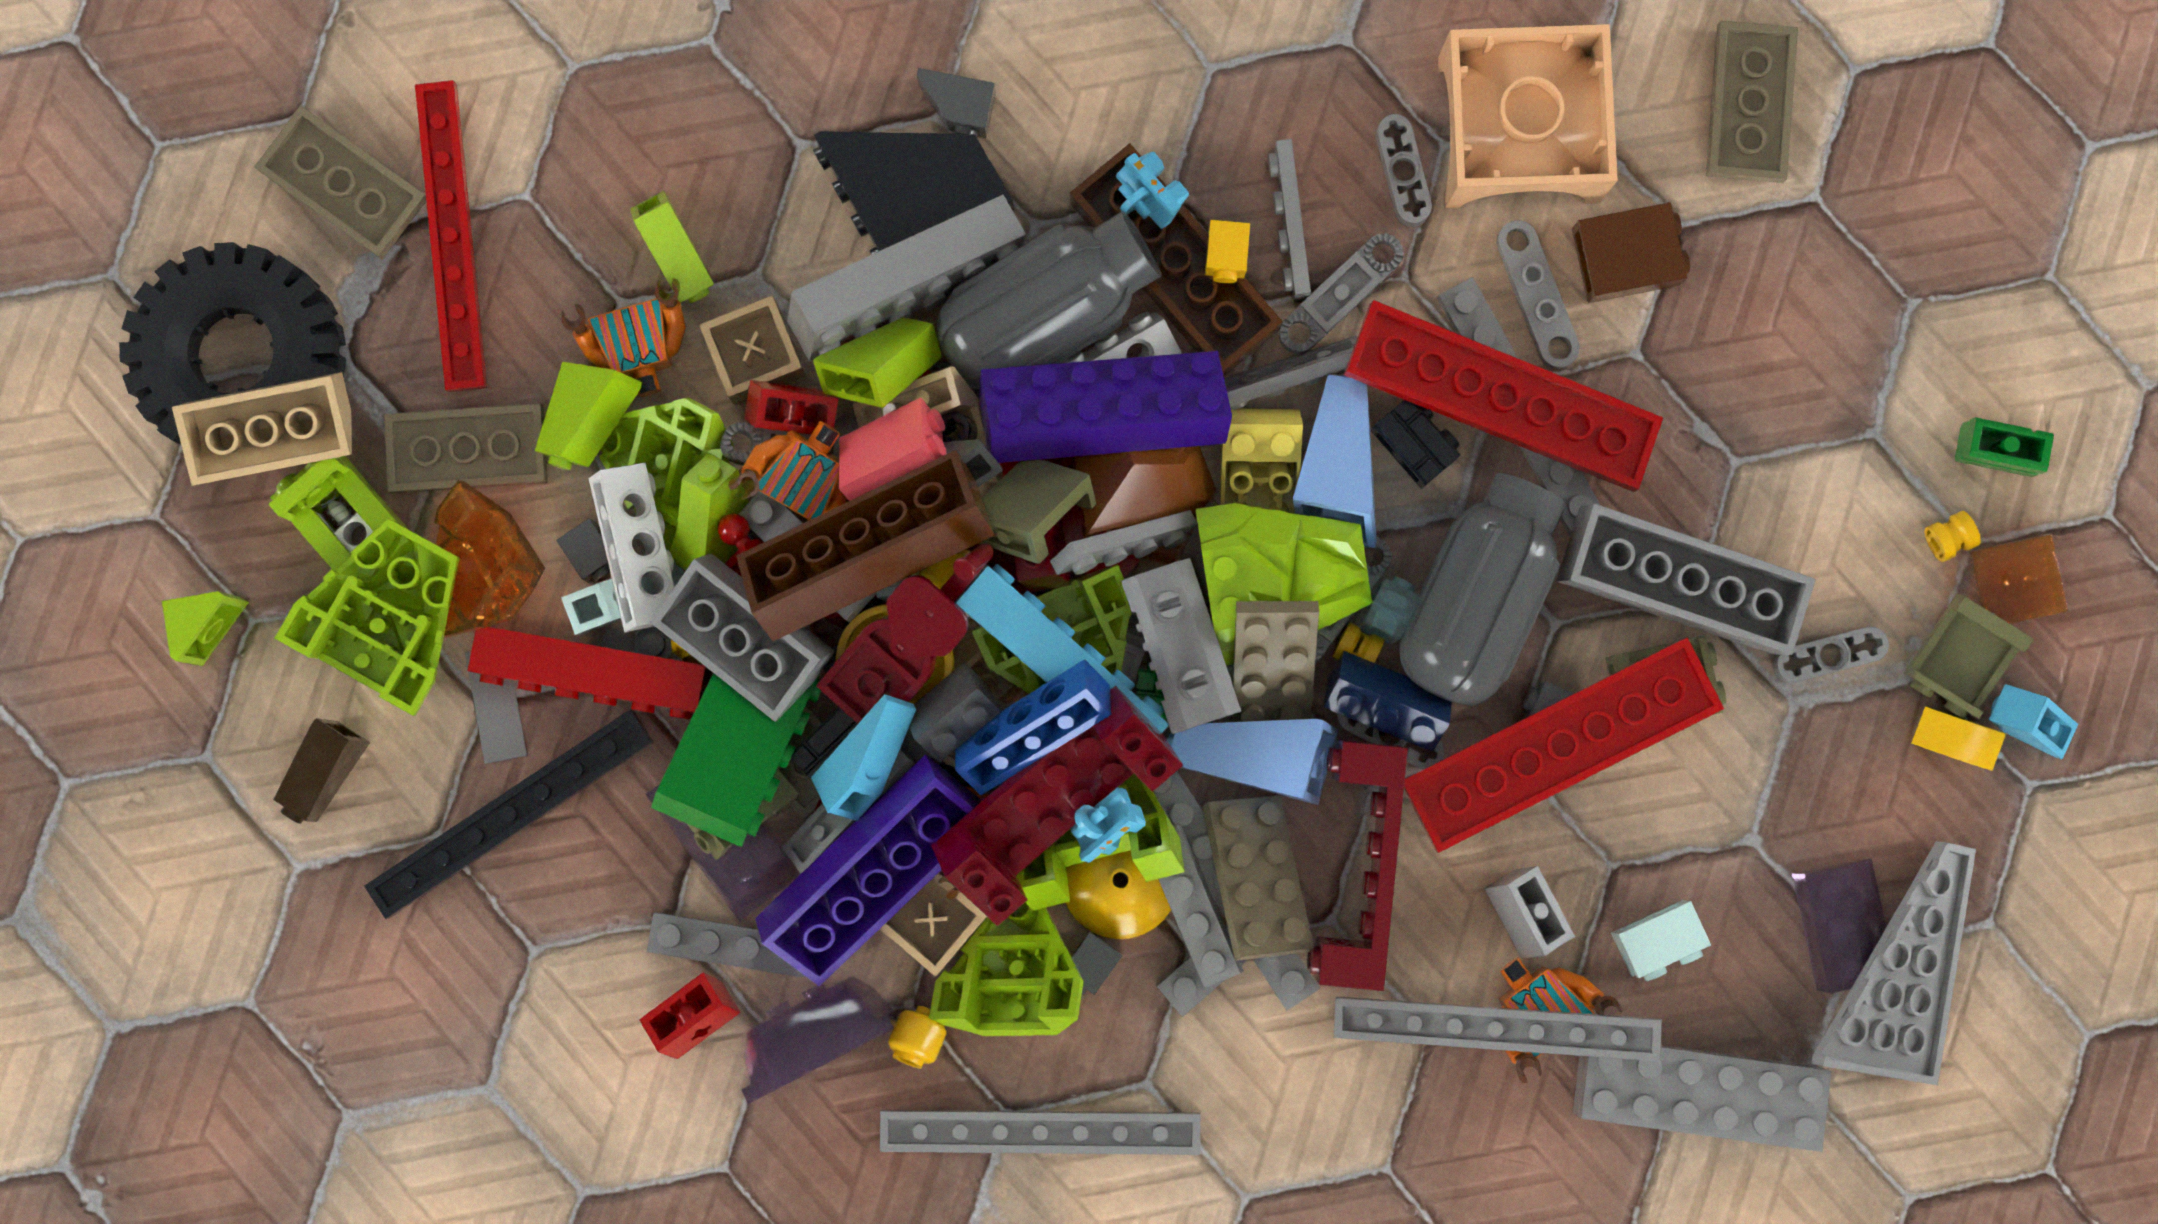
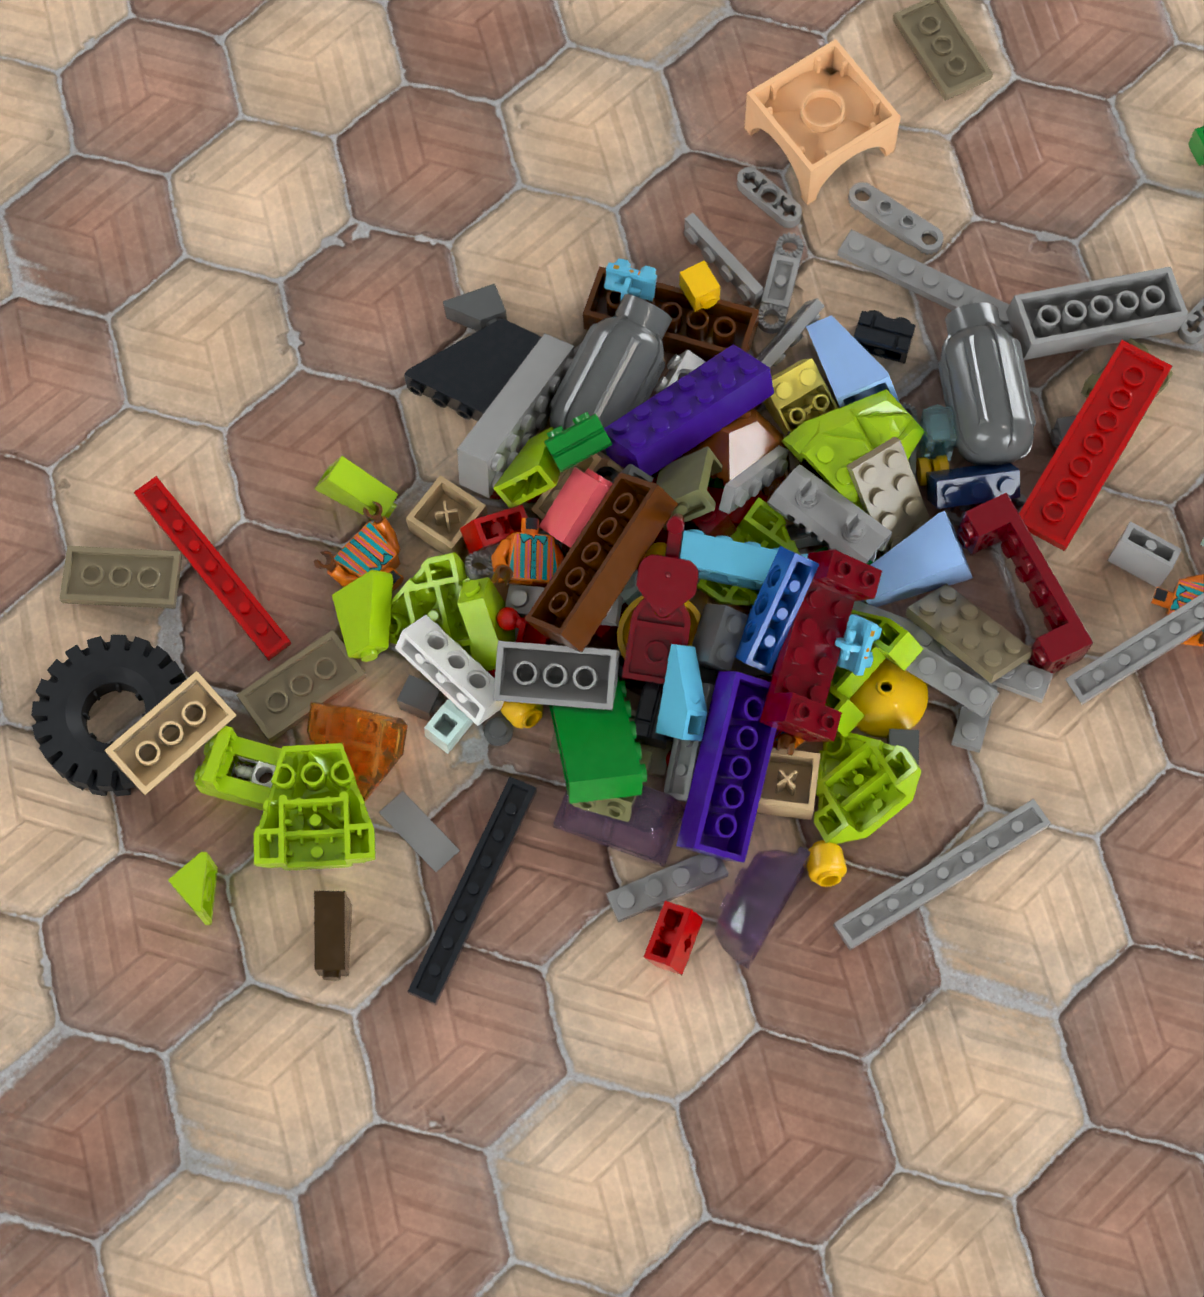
camera: 30 degrees left, 15 degrees down
(588, 669) = (469, 766): red brick -> none
(938, 372) = (577, 442): none -> green brick
(1503, 396) = (917, 277): red plate -> none
(1630, 252) = (932, 163): reddish brown brick -> none

